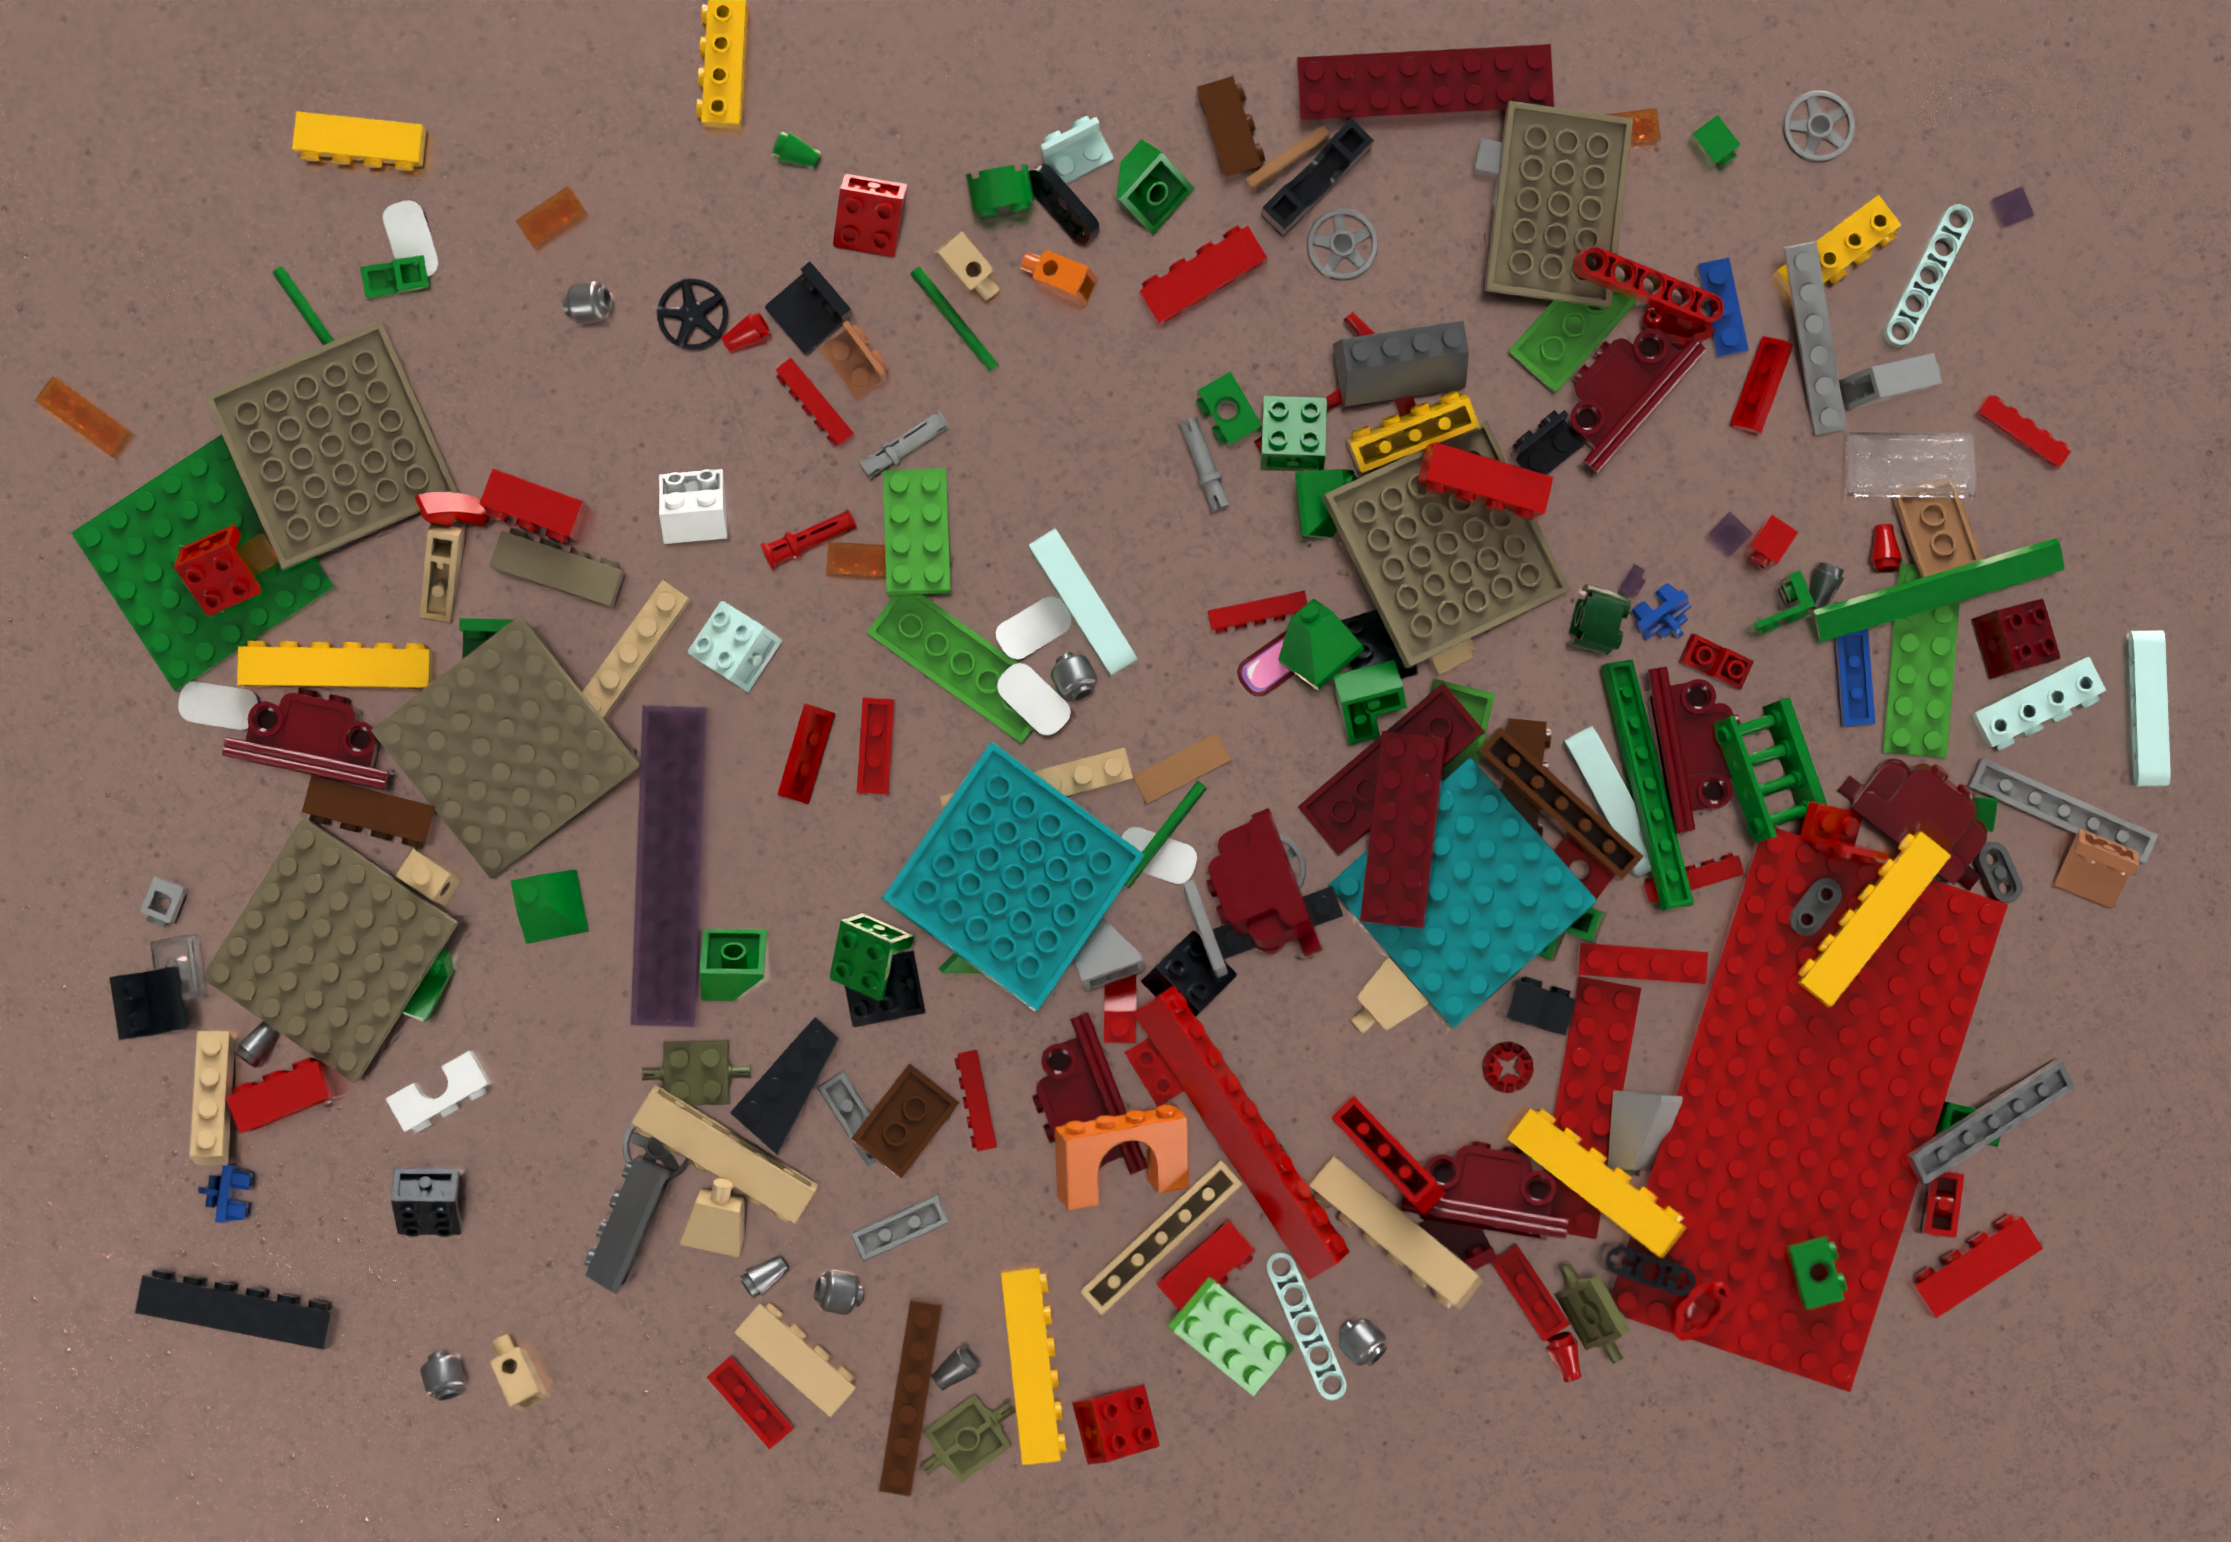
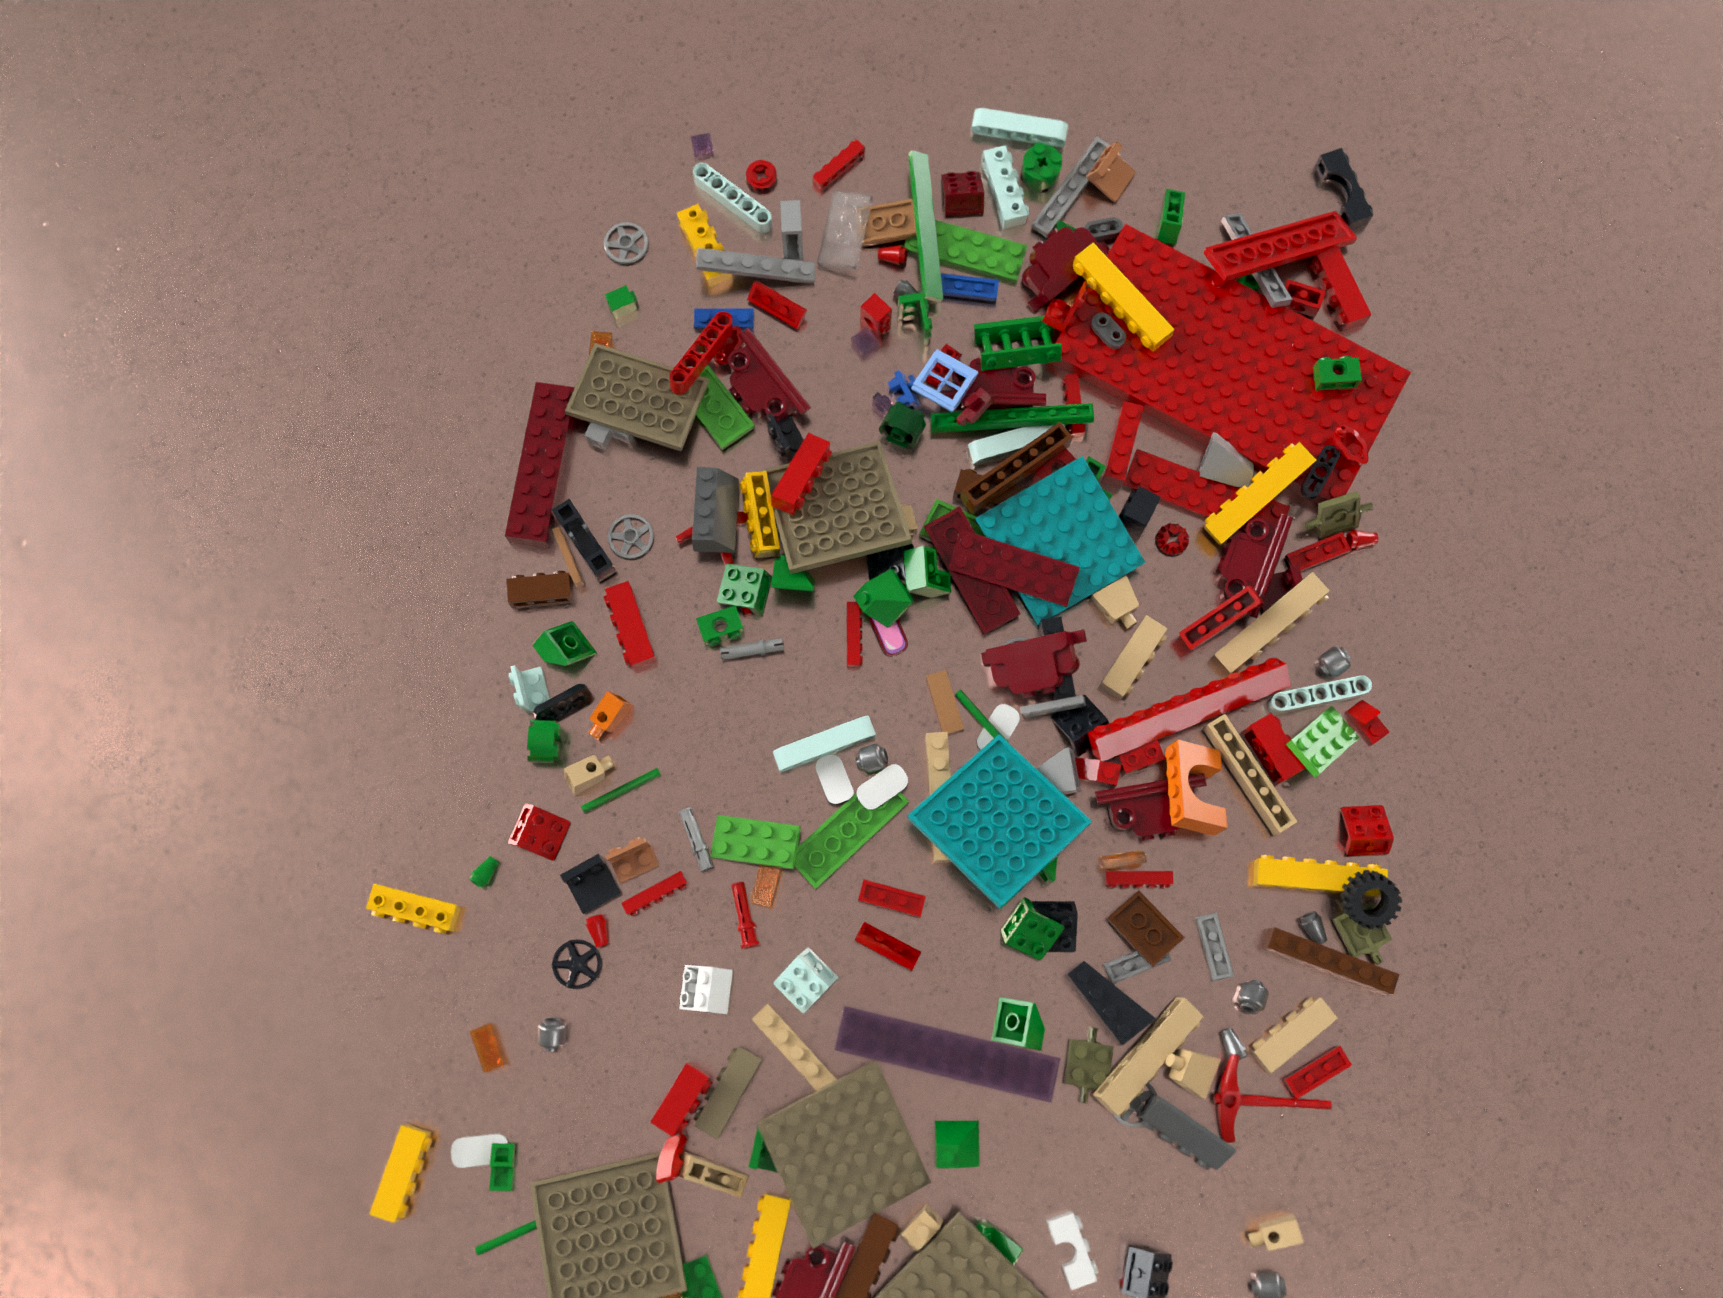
camera: 80 degrees left, 10 degrees down
(686, 1281) = (1229, 1101): none -> red piece
(984, 1444) = (1383, 911): none -> black tyre
(1002, 1082) = (1114, 861): none -> clear orange plate
(1281, 1405) = (1367, 721): none -> red slope
(1307, 1037) = (1133, 657): none -> tan brick
(1647, 723) = (974, 406): none -> dark red rock
(1708, 678) = (935, 395): none -> light blue piece
(1992, 305) = (758, 167): none -> red gear
(2019, 1155) = (1279, 245): none -> red plate
(2044, 977) = (1171, 217): none -> green slope
(2067, 762) = (1041, 167): none -> green brick
(2185, 1227) = (1335, 168): none -> black arch

